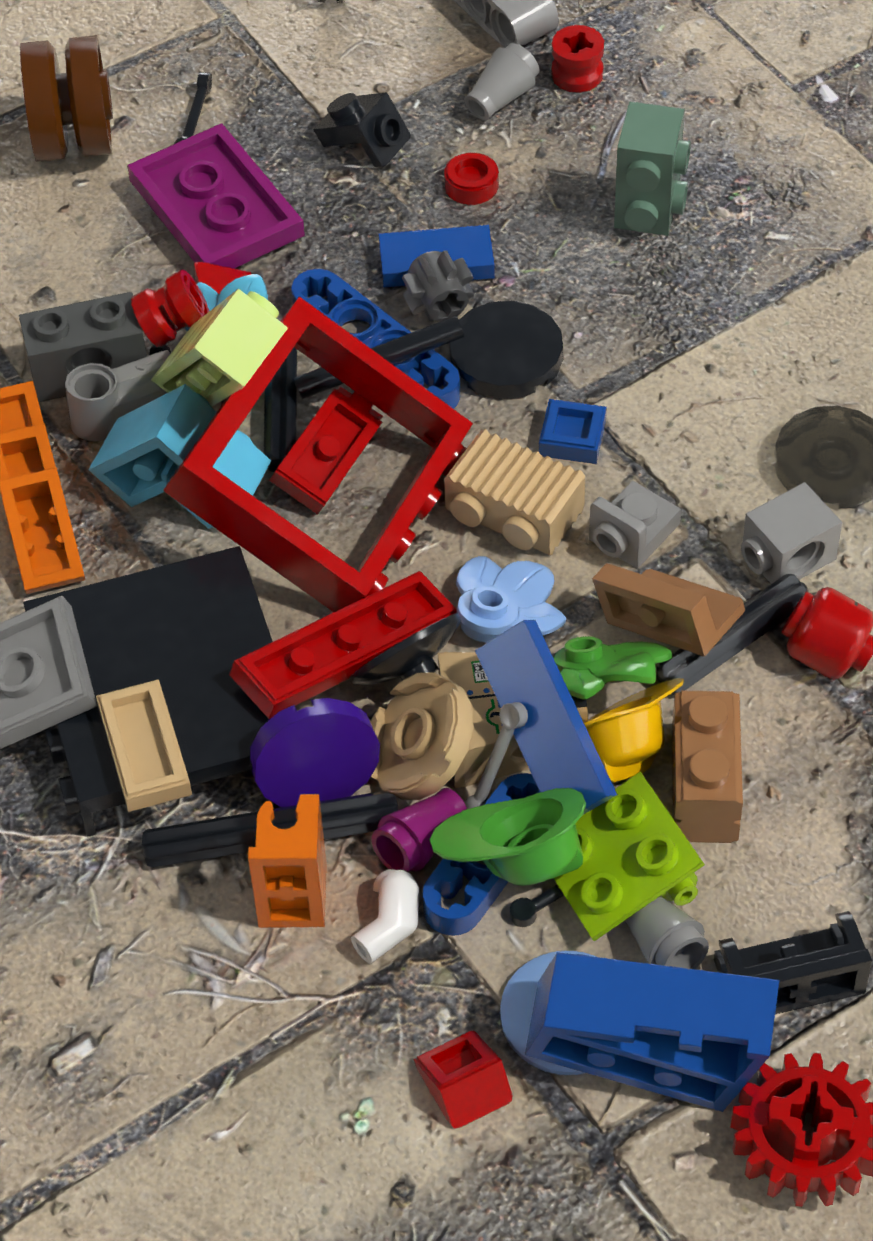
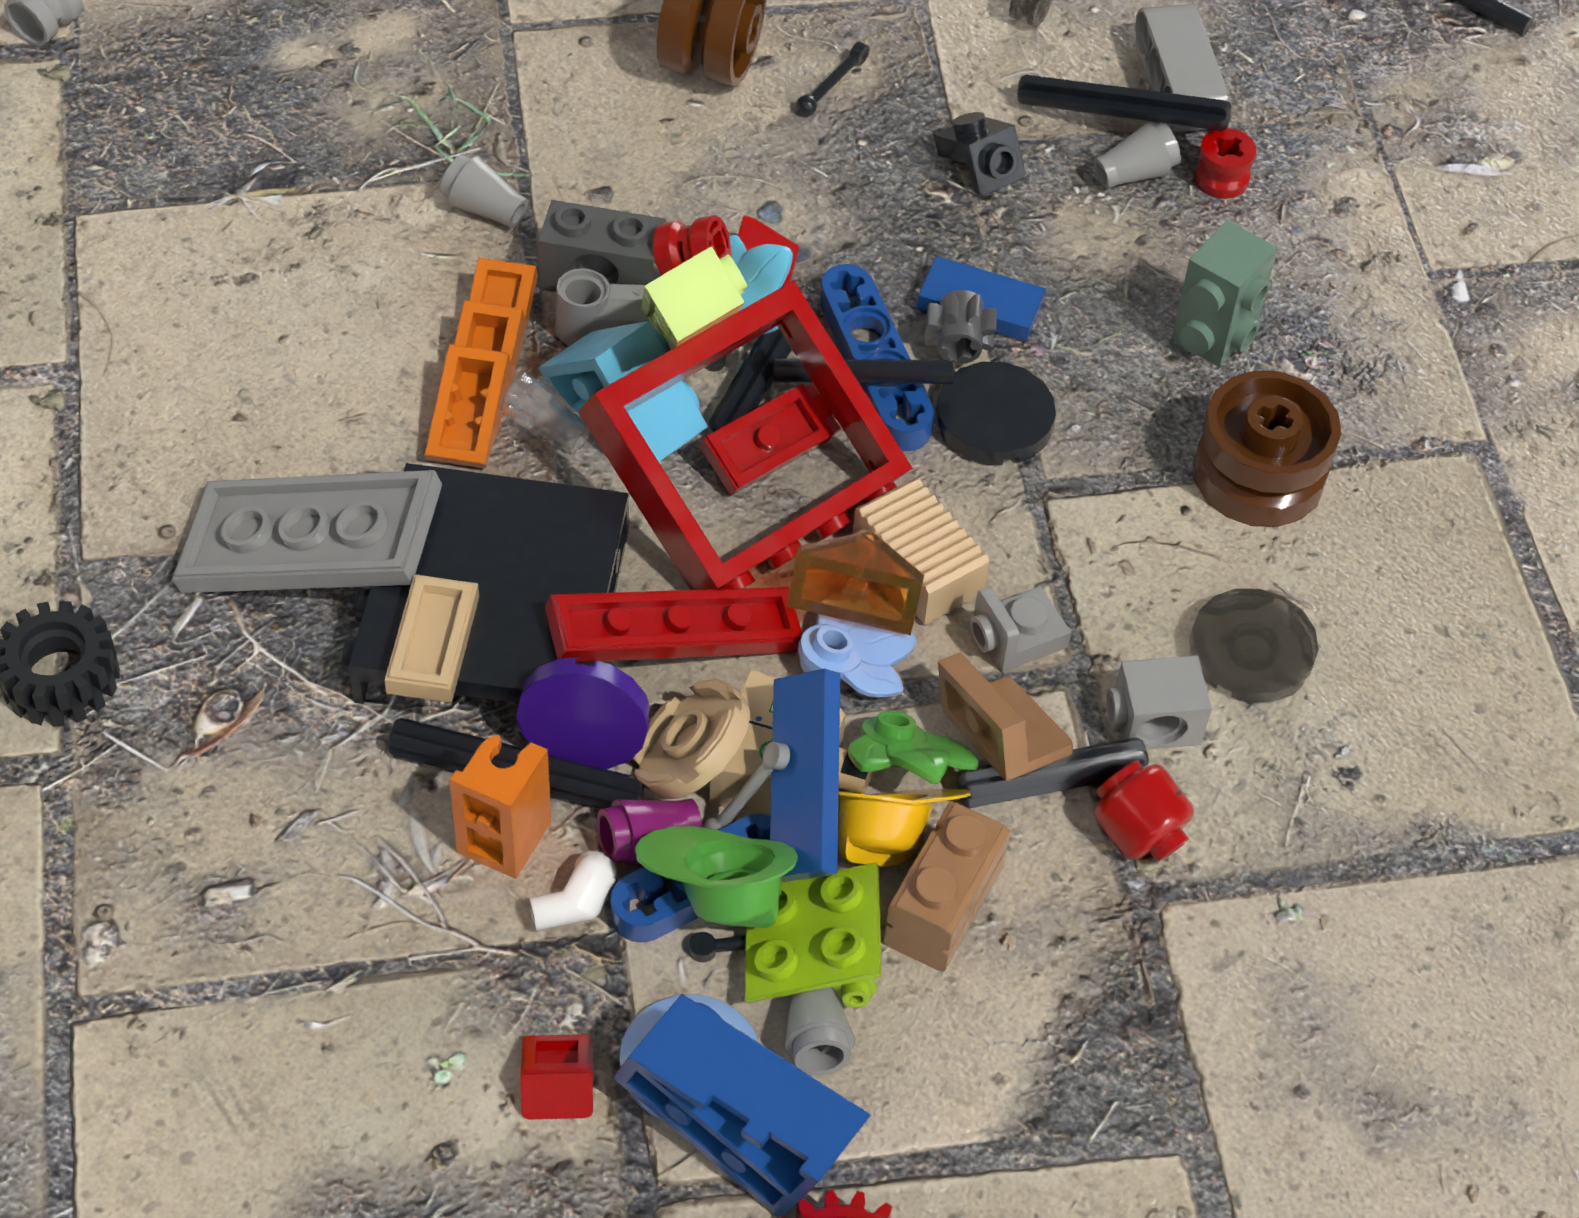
camera: 20 degrees right, 0 degrees up
(113, 509) = (543, 413): none -> clear cone
(215, 199) = (803, 165): magenta plate -> none
(410, 655) = (725, 659): black dish -> none
(465, 38) = (1124, 102): none -> black axle
(471, 178) = (1058, 238): red tile -> none
(485, 540) = (857, 582): none -> clear orange slope
(572, 431) = (1014, 516): blue tile -> none
(755, 286) = (1266, 448): none -> reddish brown wheel
(808, 966) = (923, 1117): black hinge -> none

